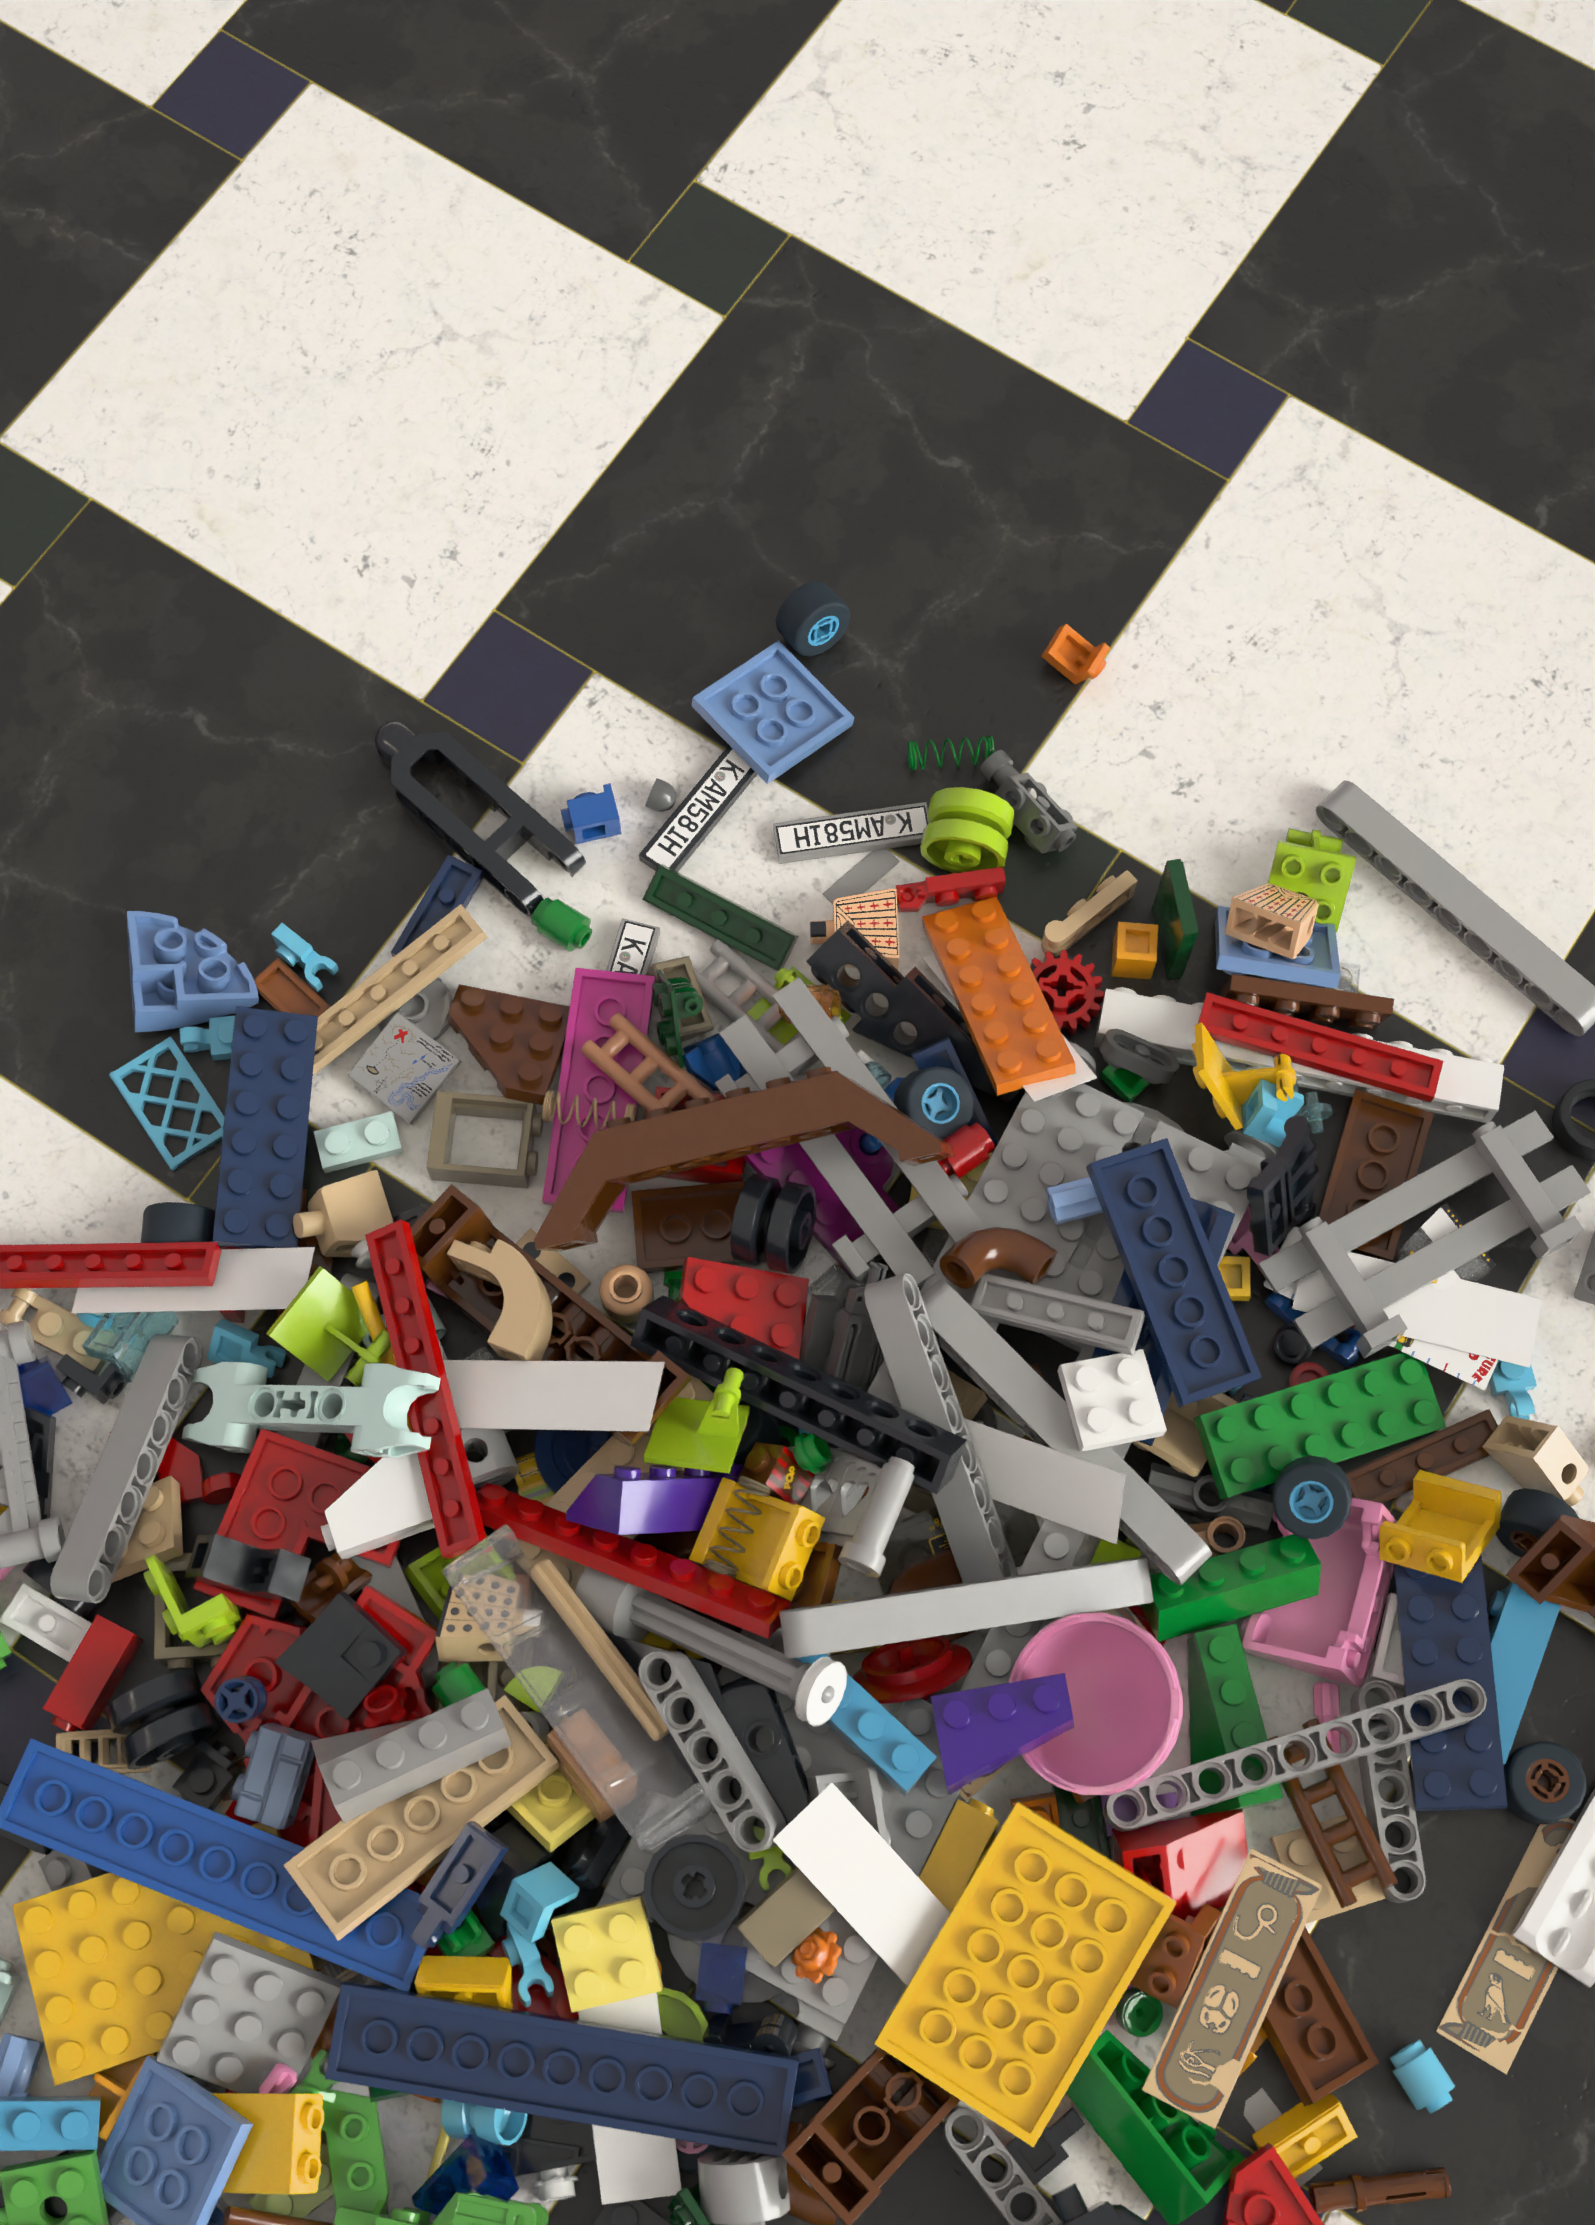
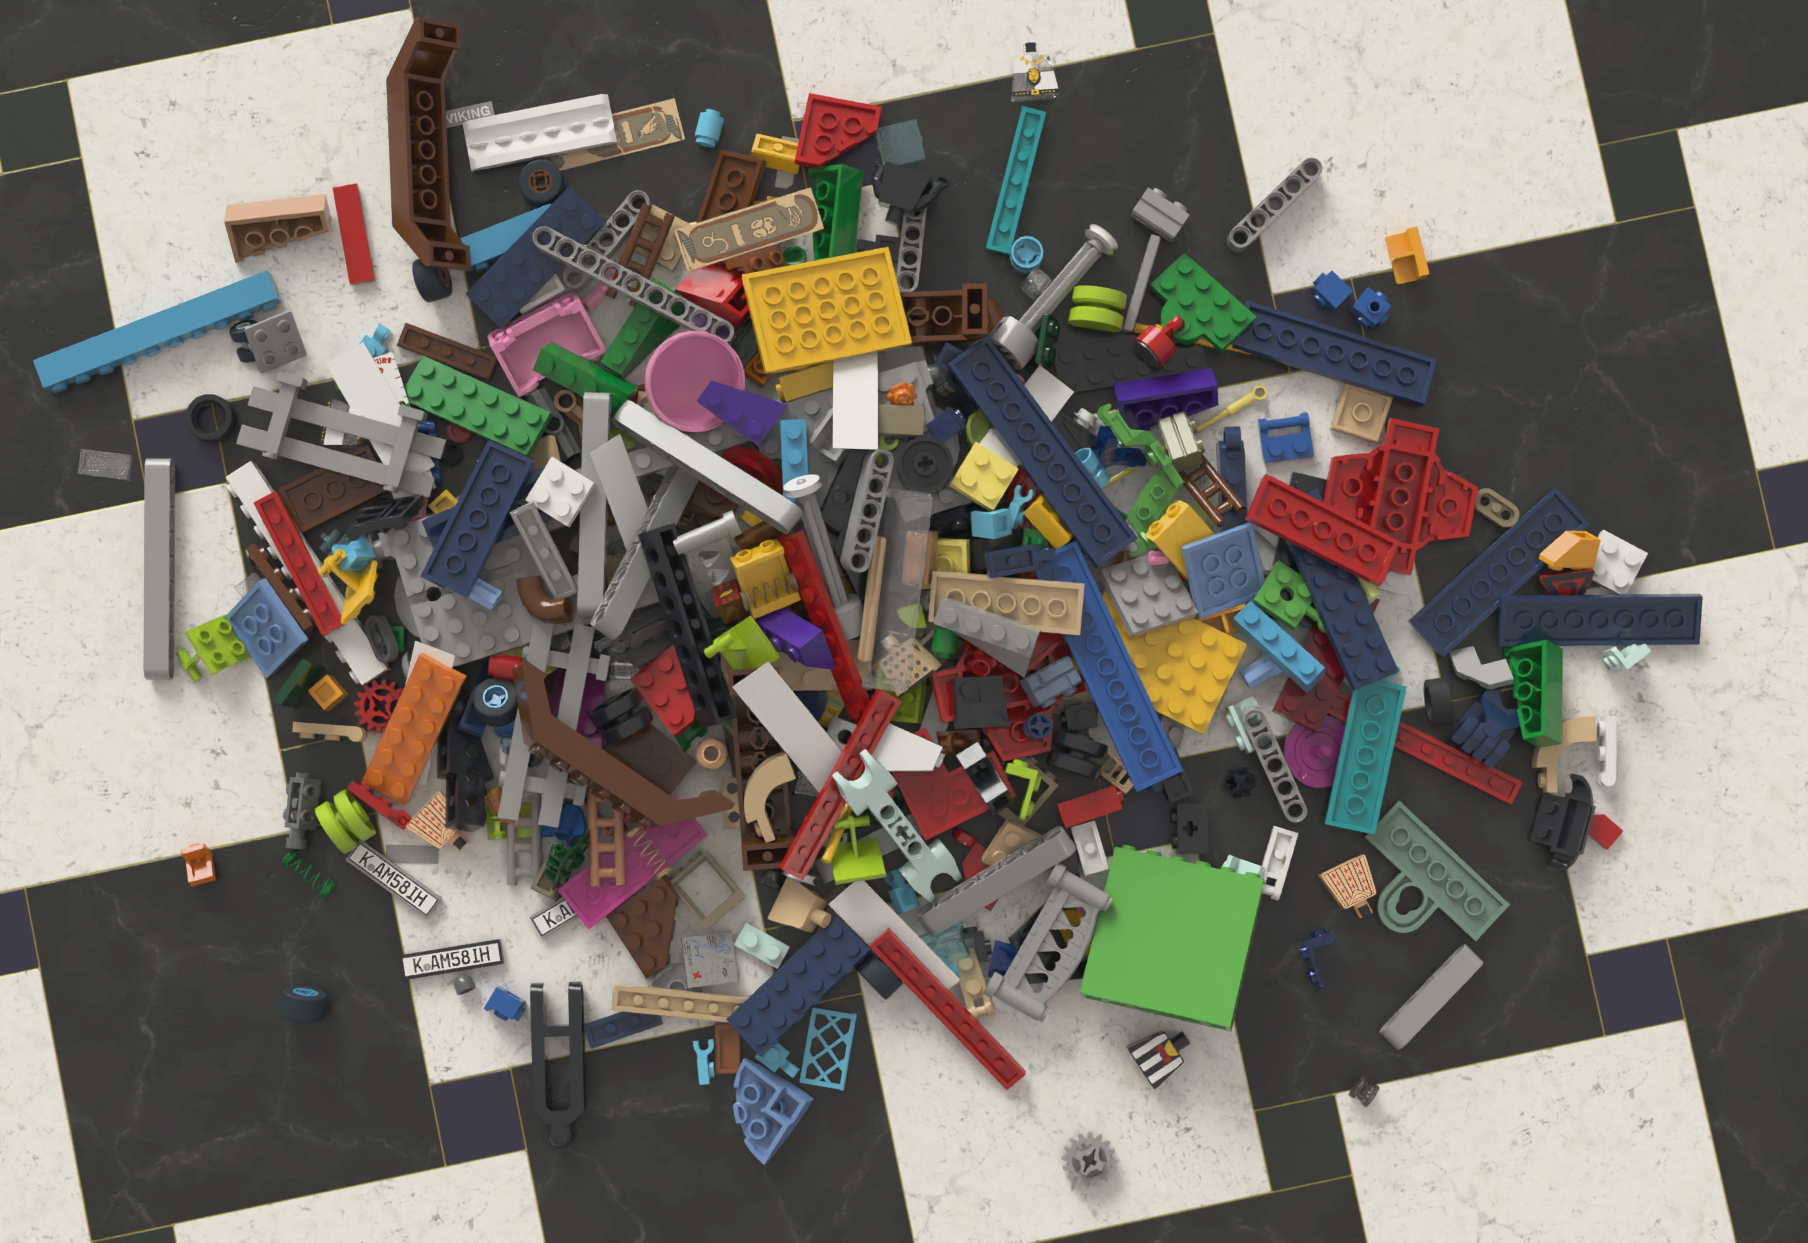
camera: 135 degrees left, 15 degrees up
(562, 924) = (572, 962): green brick -> none
(720, 917) = (497, 895): dark green tile -> none
(772, 711) = (370, 975): medium blue plate -> none
(811, 1453) = (707, 594): green plate -> none
(1279, 921) = (255, 639): light nougat torso -> none
(1312, 1513) = (525, 375): black wheel -> none
(1367, 2191) = (777, 113): reddish brown pin -> none
(1442, 1527) = (474, 315): yellow panel -> none
(1538, 1457) = (401, 291): tan torso -> none

